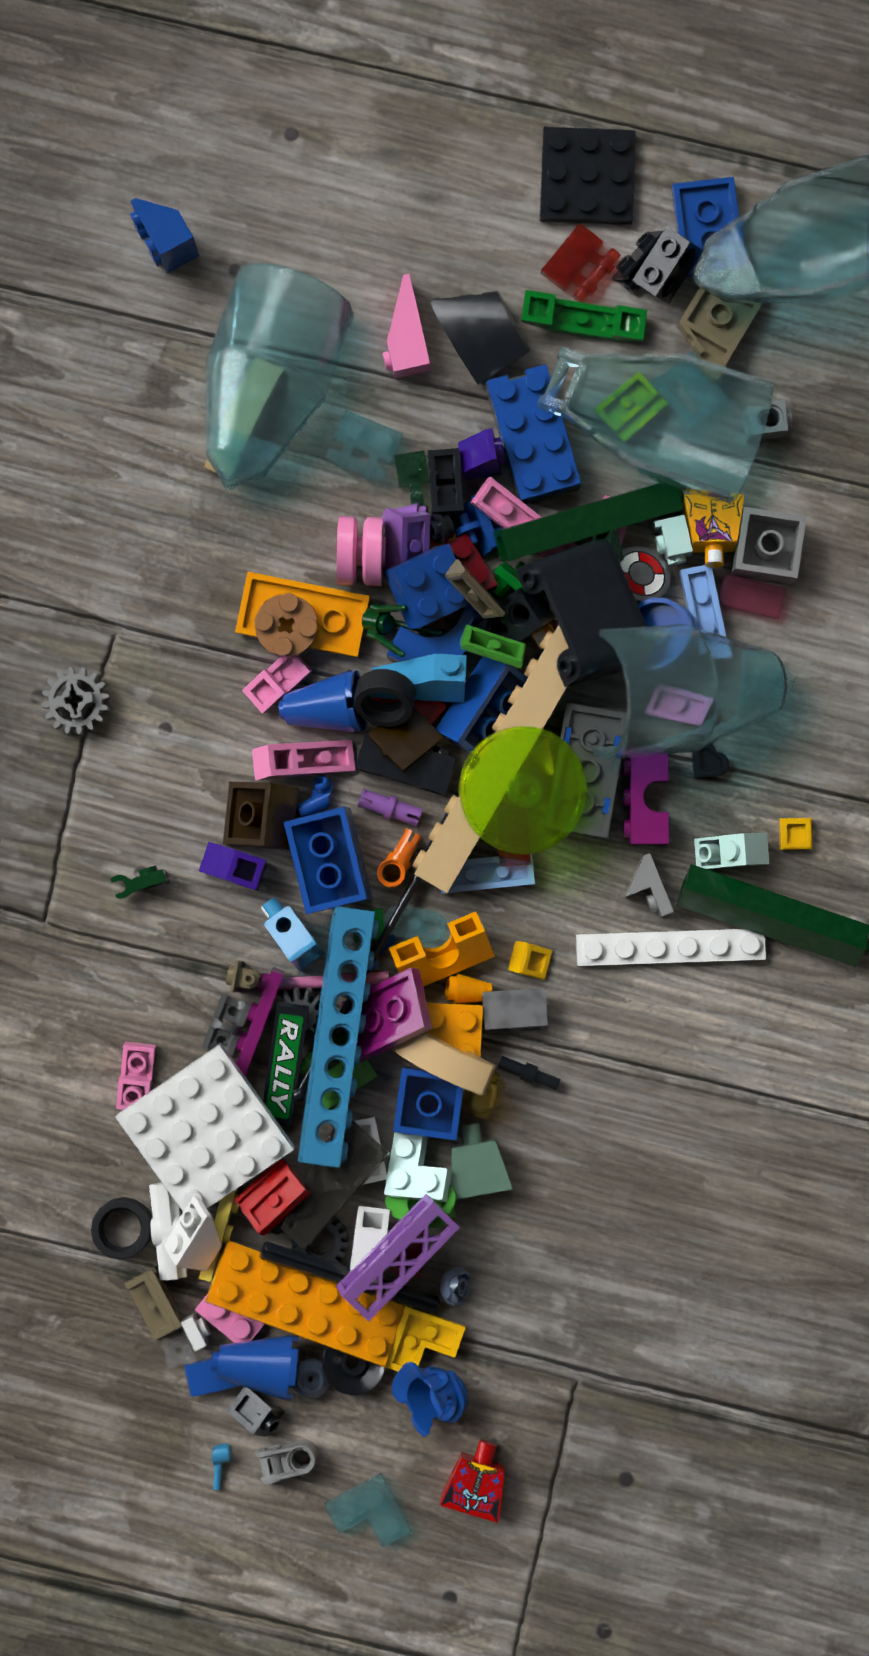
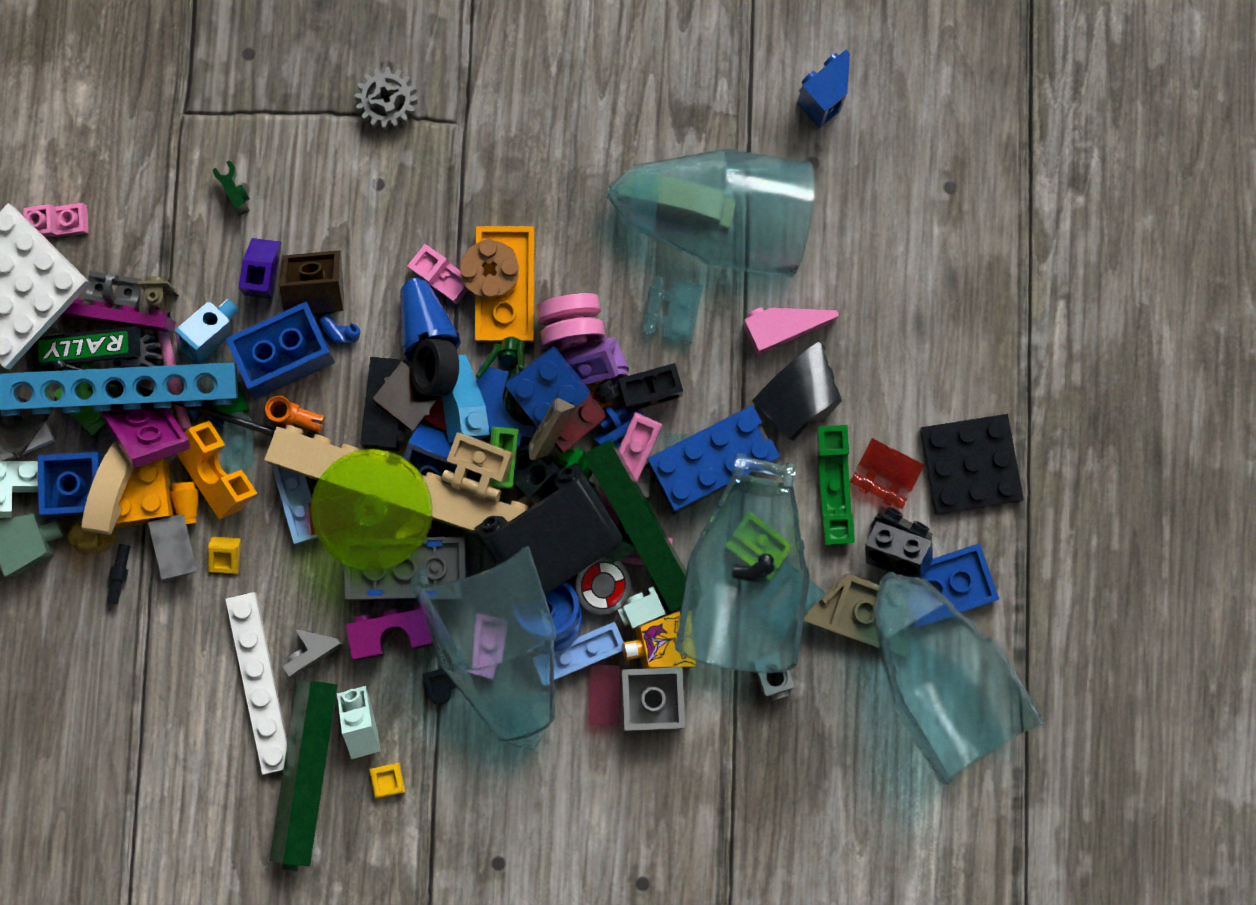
camera: 75 degrees right, 5 degrees down
(302, 759) = (371, 311): bright pink slope -> none
(389, 807) = (342, 397): medium lavender pin -> none
(412, 473) = (655, 356): clear green plate -> none
(481, 455) = (683, 415): dark purple slope -> none
(493, 665) = (479, 457): none -> tan plate
(661, 414) = (757, 571): none -> black arm

